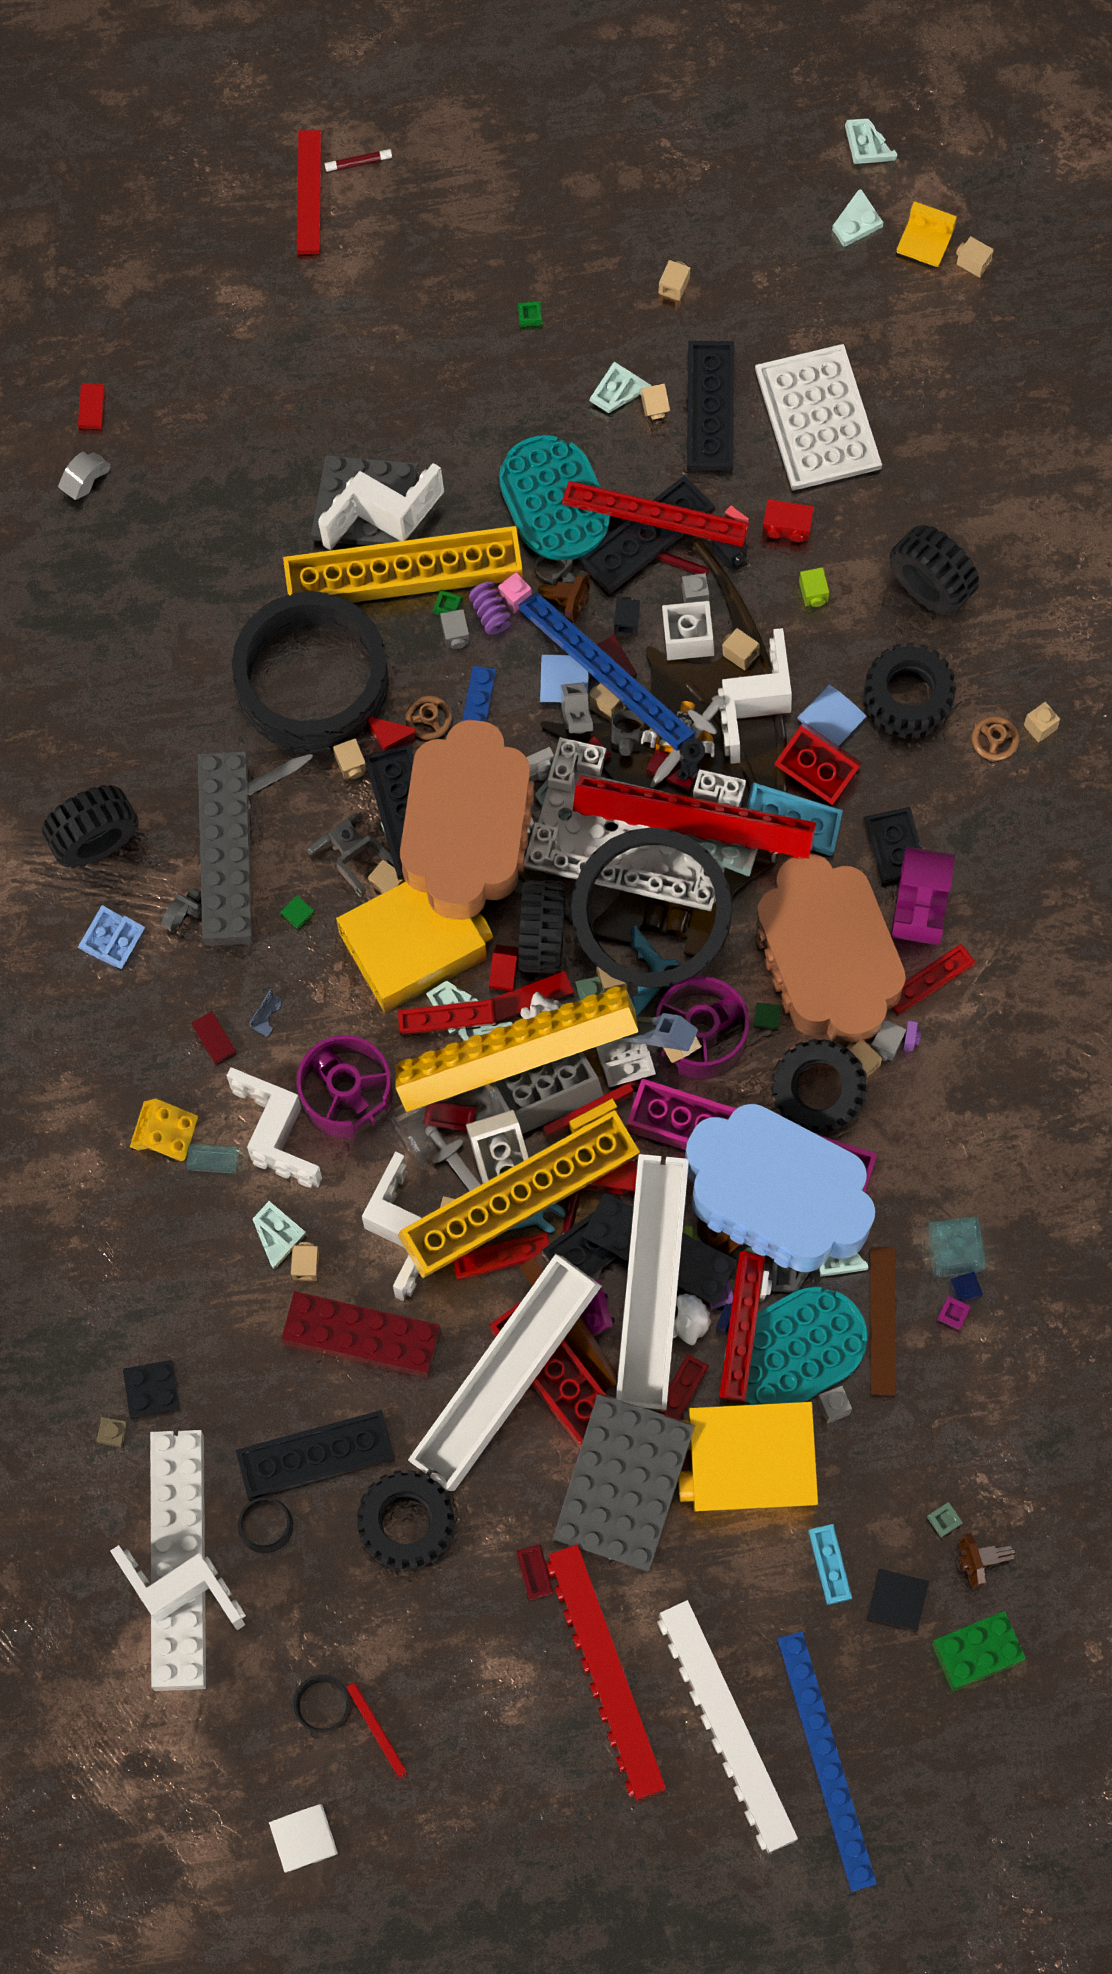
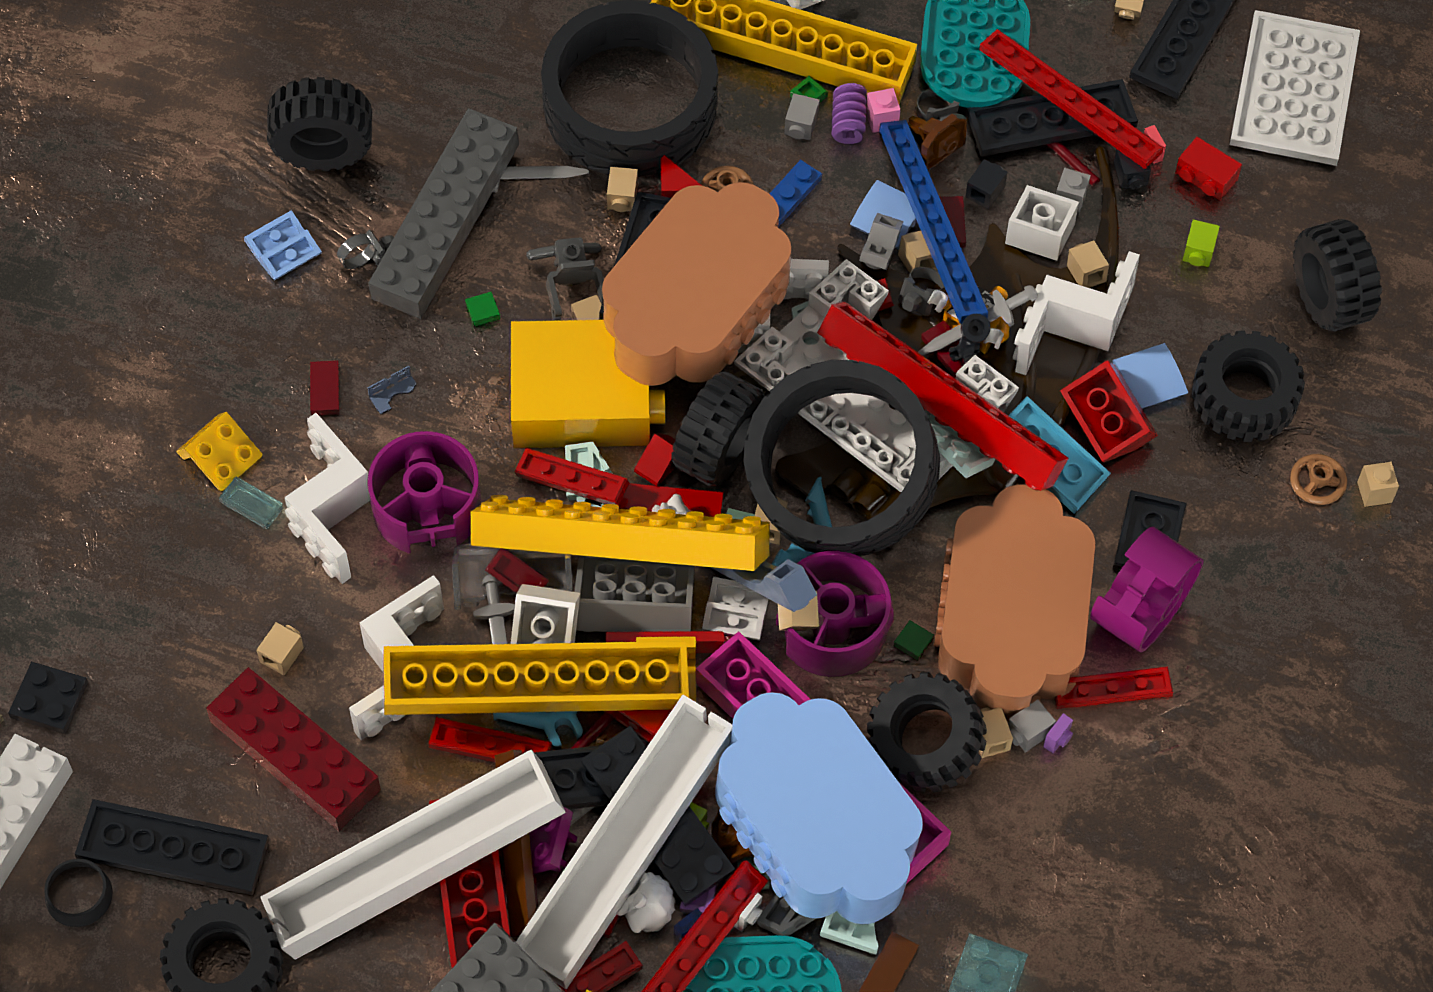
camera: 25 degrees right, 10 degrees down
(277, 1233) = (269, 604): light aqua wing -> none

